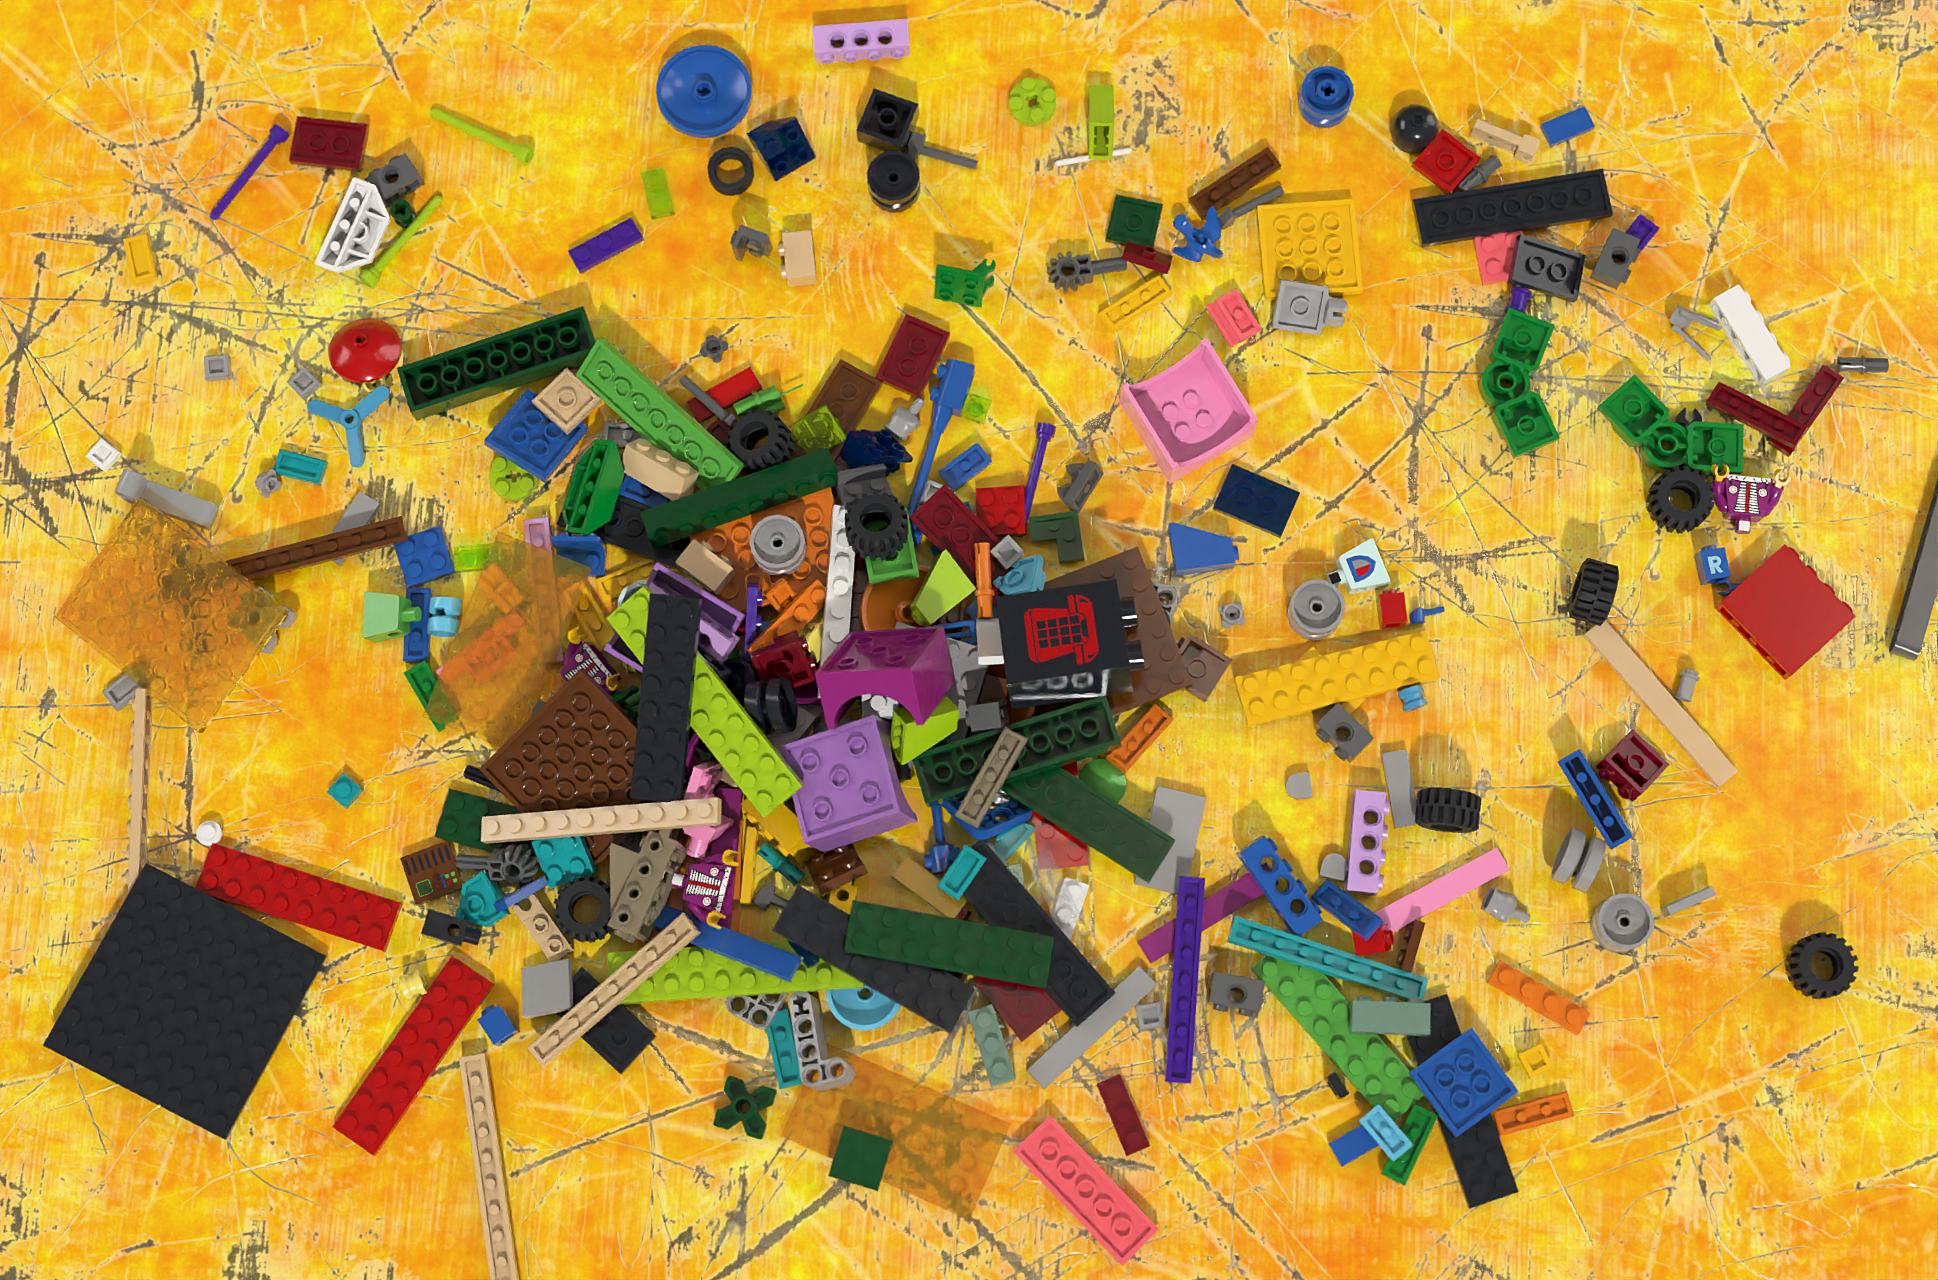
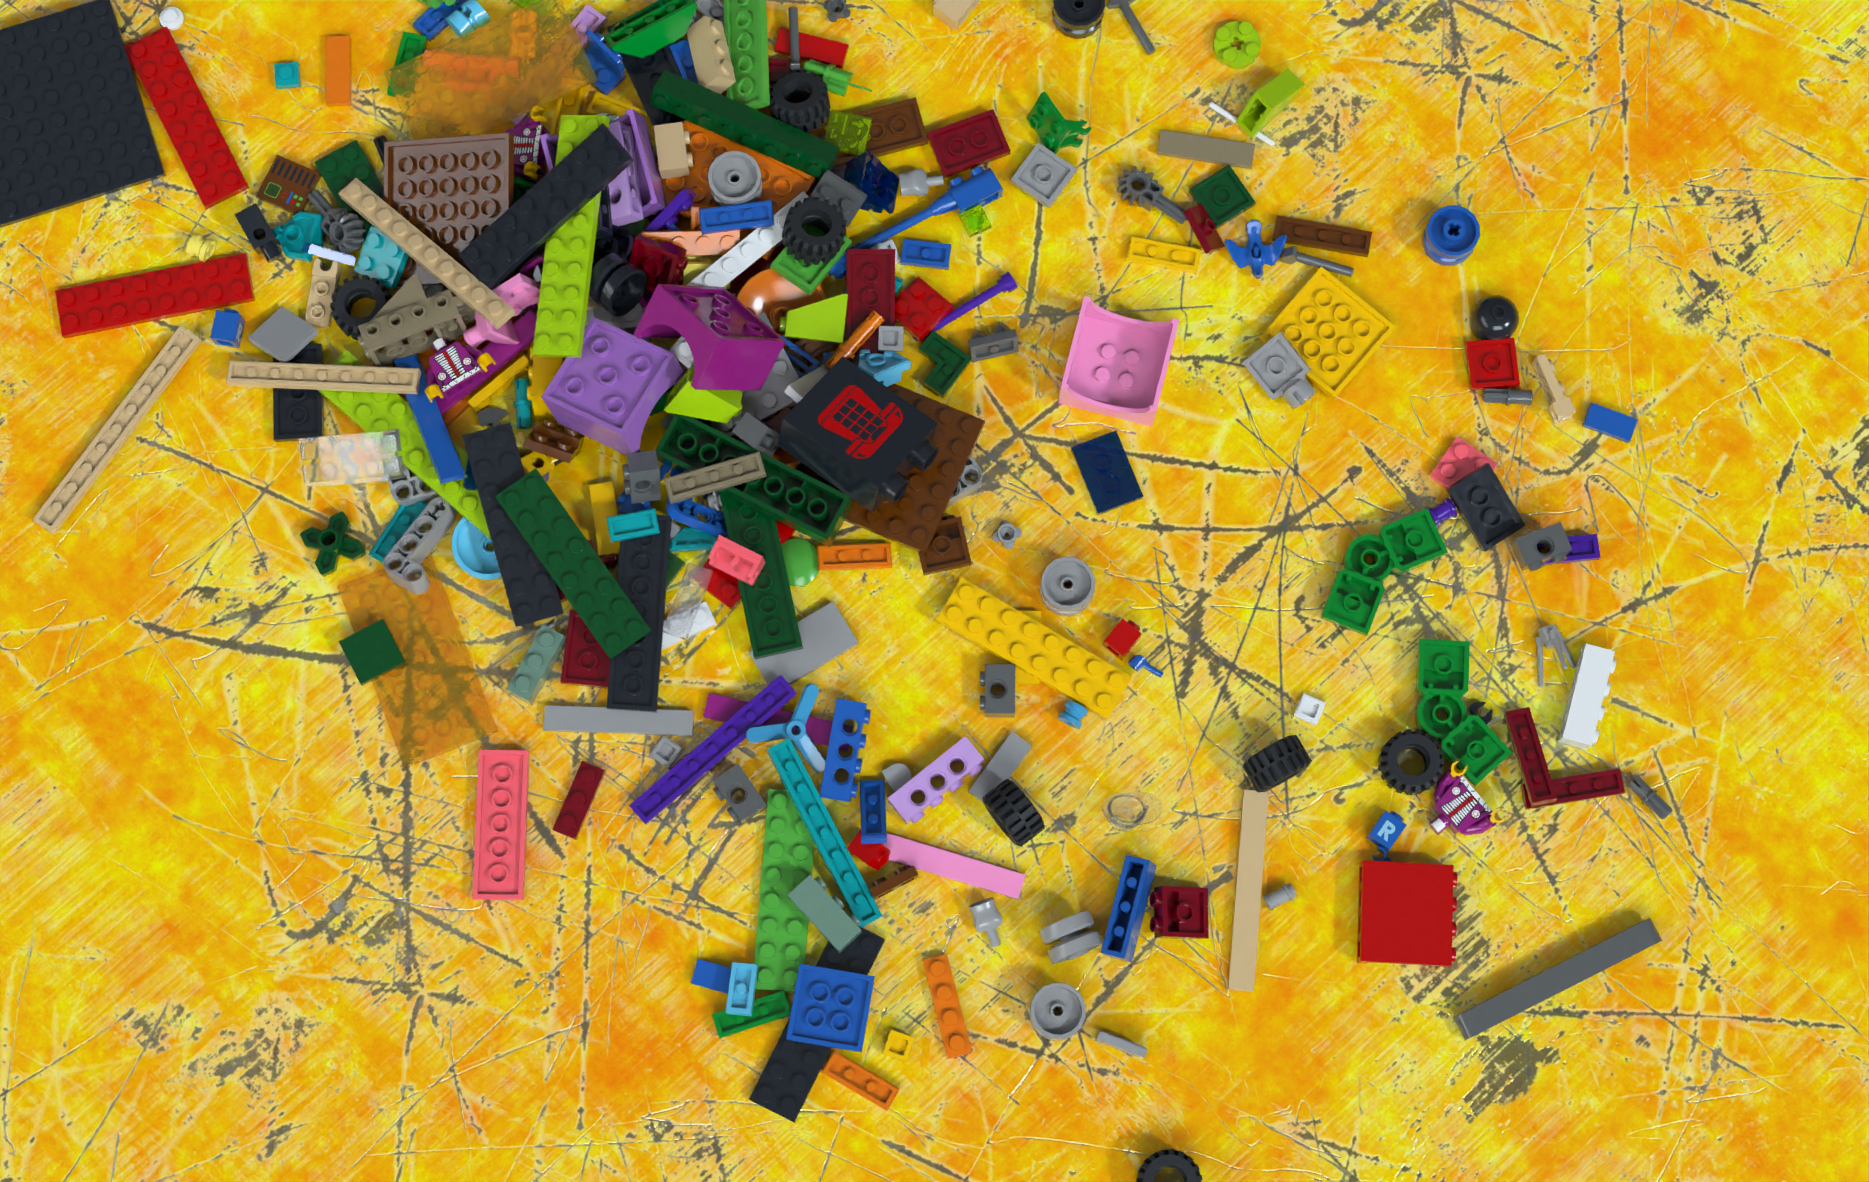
camera: 40 degrees right, 0 degrees up
(381, 750) = (338, 71): none -> orange tile
(699, 1029) = (352, 458): none -> clear piece
(807, 570) = (736, 217): none -> blue tile
(933, 829) = (643, 477): none -> dark grey brick
(991, 328) = (1043, 175): none -> light grey plate
(1064, 824) = (736, 560): none -> coral hinge
(1087, 199) = (1206, 149): none -> dark tan tile
(1200, 550) = (1028, 468): blue slope -> none
(1222, 914) = (783, 731): none -> dark azure piece
(1233, 318) = (1222, 329): coral plate -> none
(1299, 786) = (931, 697): light grey tile -> none
(1336, 1085) = (743, 925): black tile -> none
(1360, 569) = (1129, 589): light aqua torso -> none
(1512, 207) = (1507, 442): black plate -> none
(1525, 725) = (1131, 809): none -> clear piece
(1570, 532) = (1309, 709): none -> white tile

